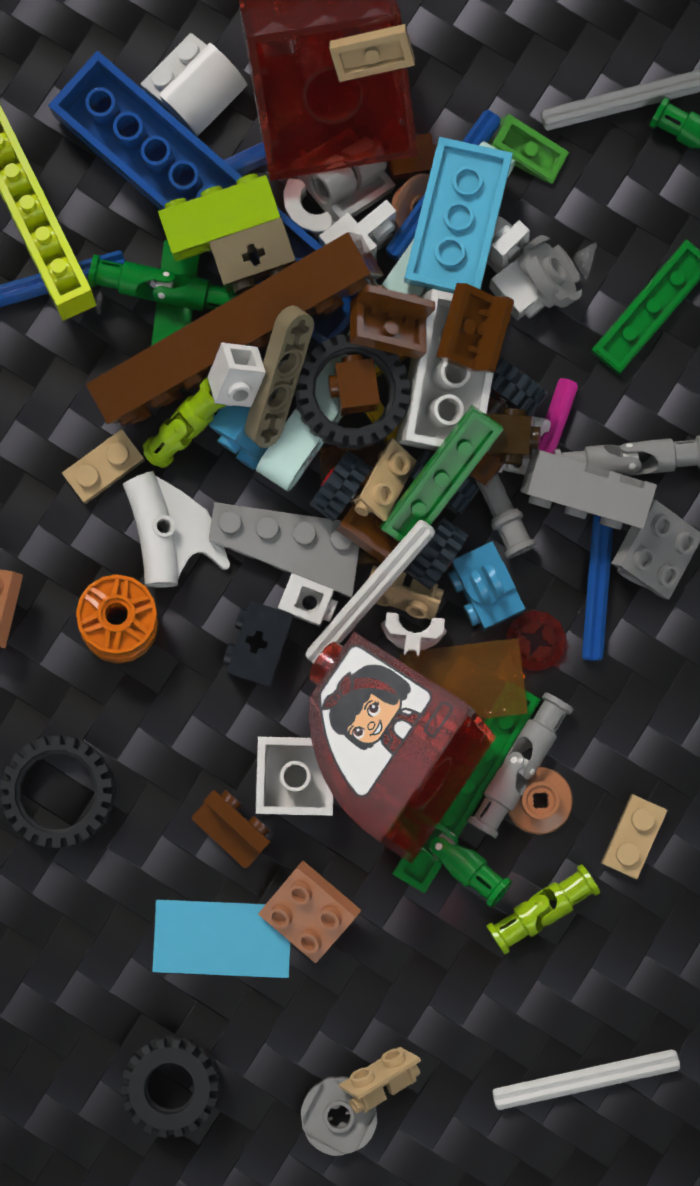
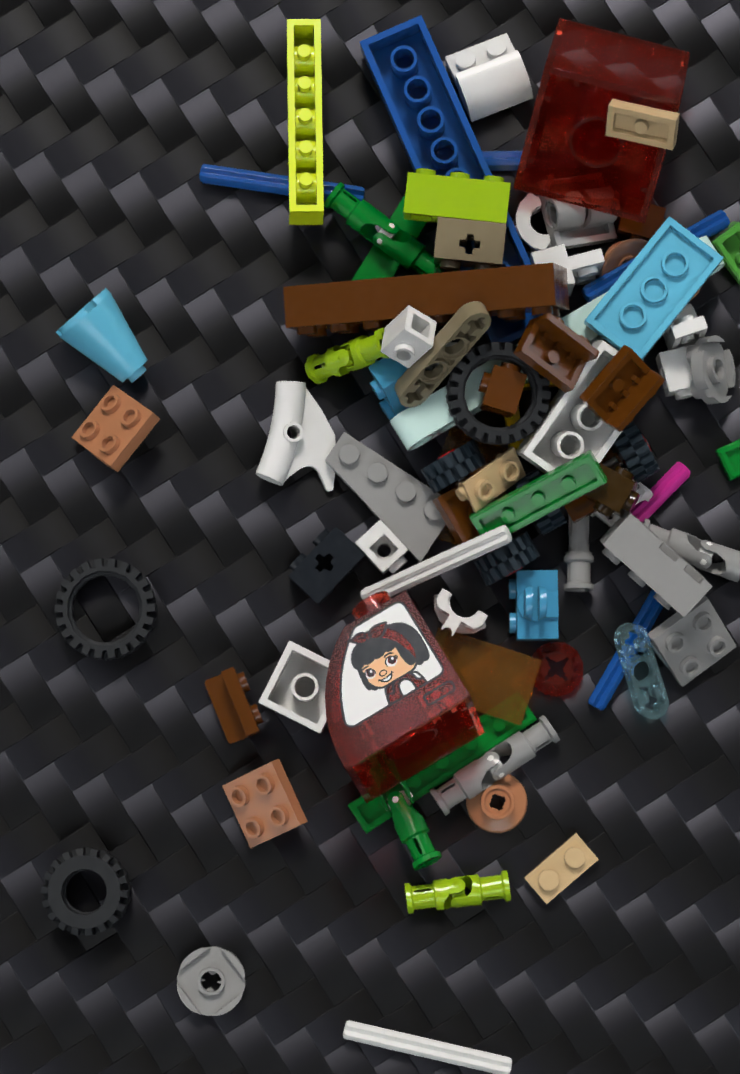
camera: 30 degrees right, 0 degrees up
(103, 466) = (267, 359): tan plate -> none
(111, 597) = (221, 470): orange wheel -> none
(217, 940) = (179, 792): medium azure sticker -> none
(394, 1069) = (274, 965): tan hinge -> none
(415, 600) = (471, 588): tan hinge -> none
(631, 629) = (641, 644): none -> clear light blue beam

